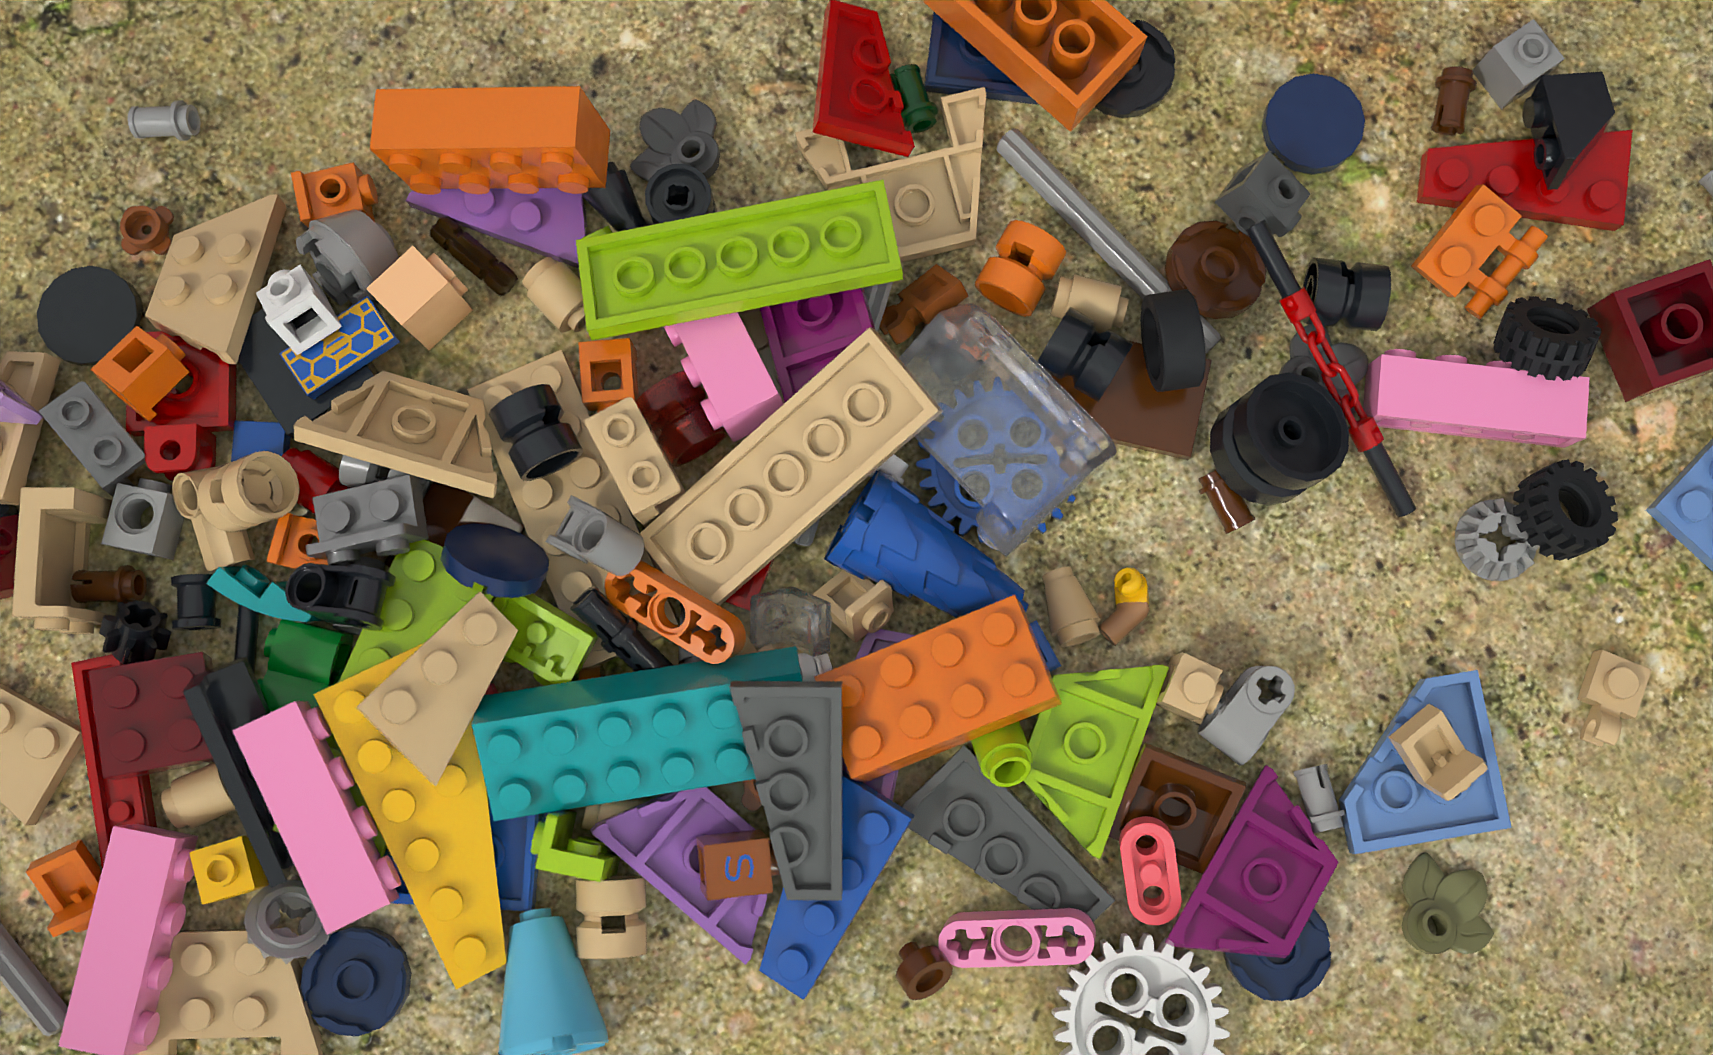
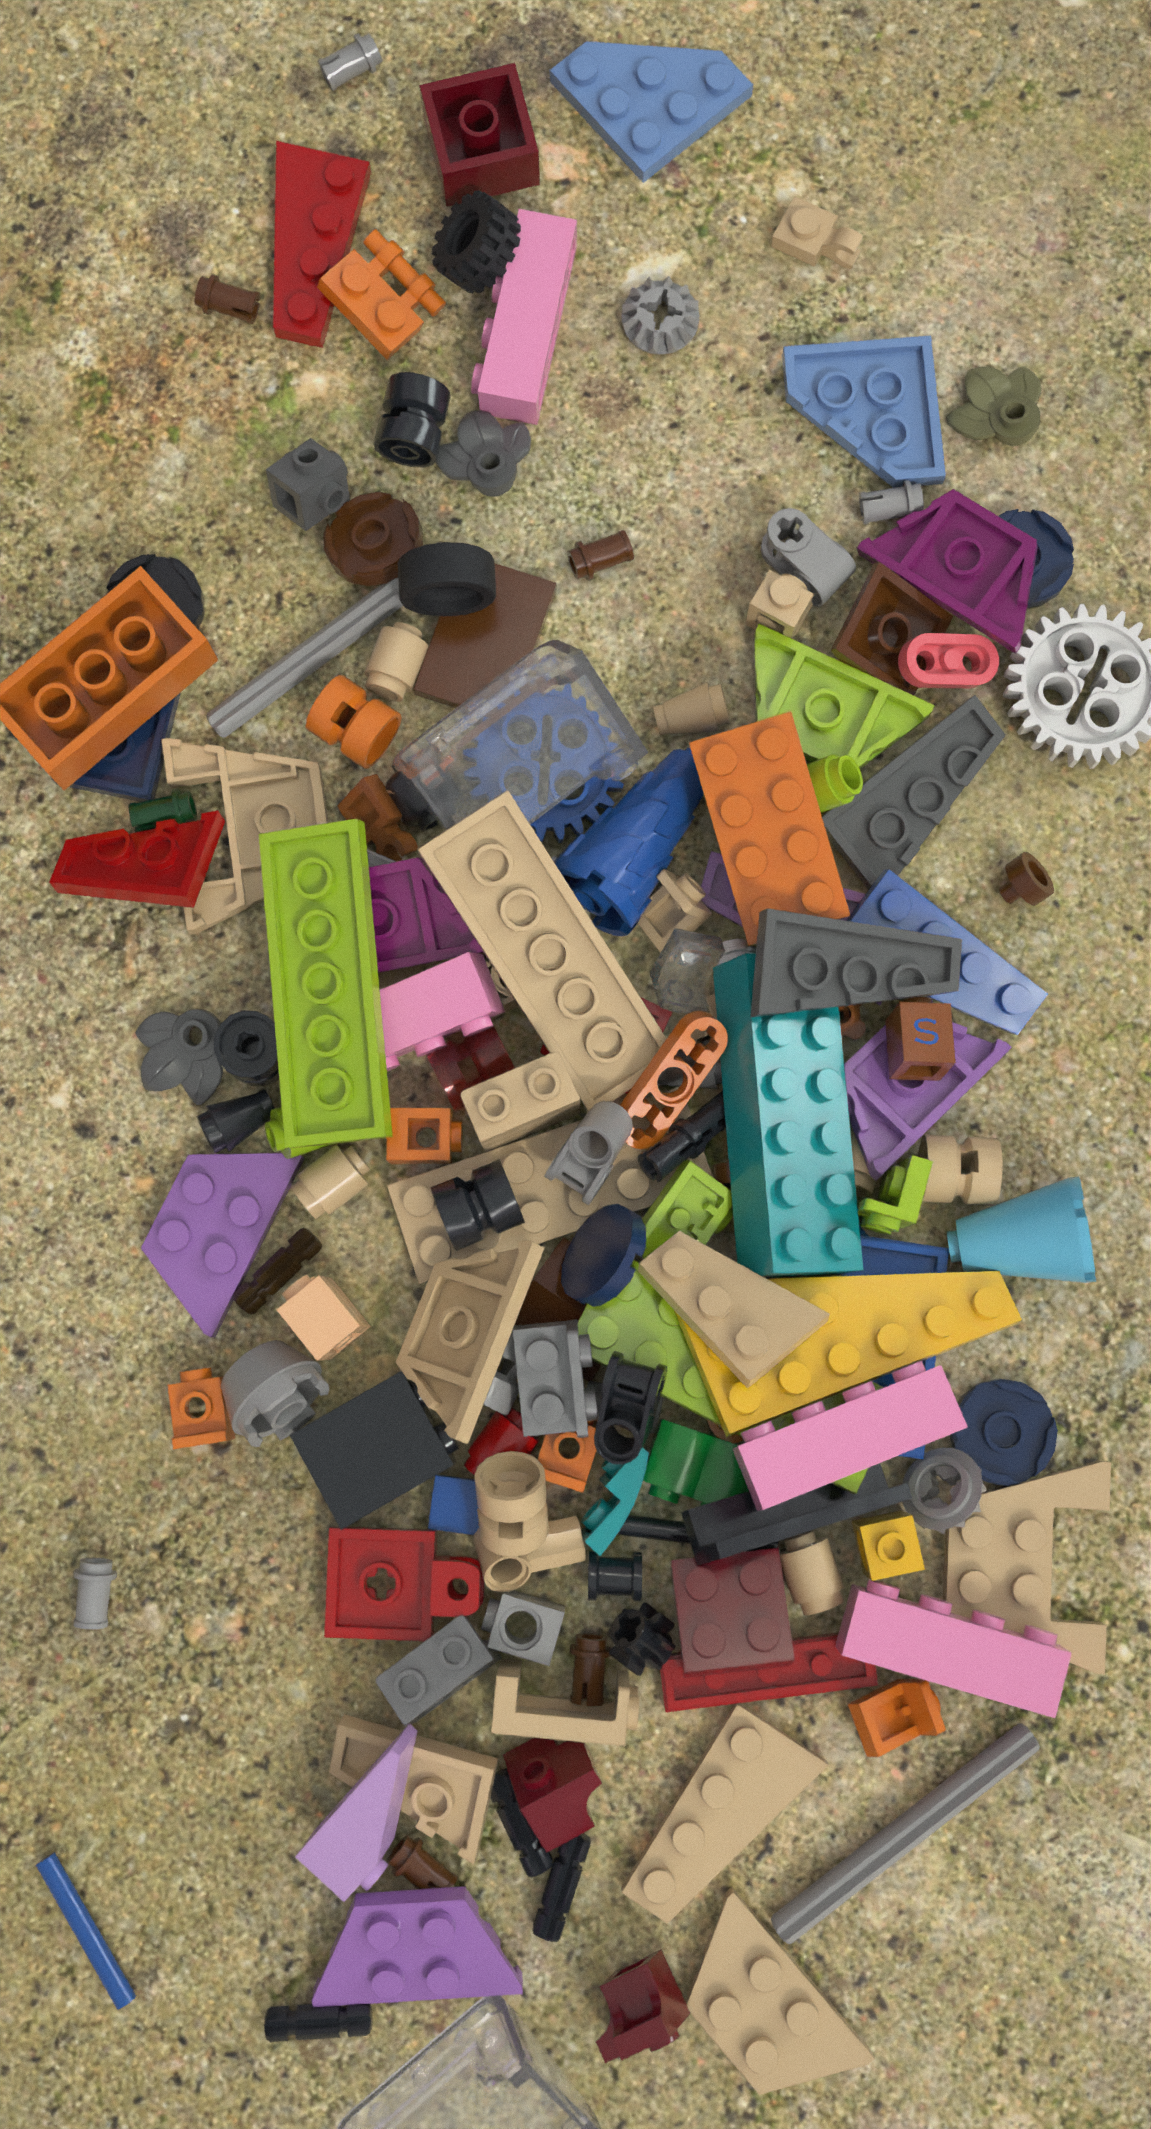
camera: 85 degrees left, 0 degrees up
(87, 314) = (298, 1683): black tile -> none
(134, 223) = (199, 1628): dark orange plate -> none
(142, 370) = (372, 1613): orange brick -> none
(214, 277) = (276, 1538): tan wing -> none
(290, 295) = (318, 1442): white brick -> none
(358, 342) = (369, 1402): blue tile -> none
(491, 139) = (169, 1227): orange brick -> none
(1002, 956) = (1020, 774): bright pink beam -> none
(1084, 354) = (450, 665): black wheel -> none
(1131, 605) = (695, 655): arm -> none
(1279, 439) = (551, 494): black wheel -> none
(1298, 307) = (425, 459): piece -> none
(1313, 123) = (233, 432): dark blue tile -> none
(1436, 754) = (862, 389): tan bracket -> none
(1517, 64) = (200, 233): light grey brick -> none
(1566, 121) = (266, 196): black slope -> none
(1584, 501) = (641, 249): black tyre -> none

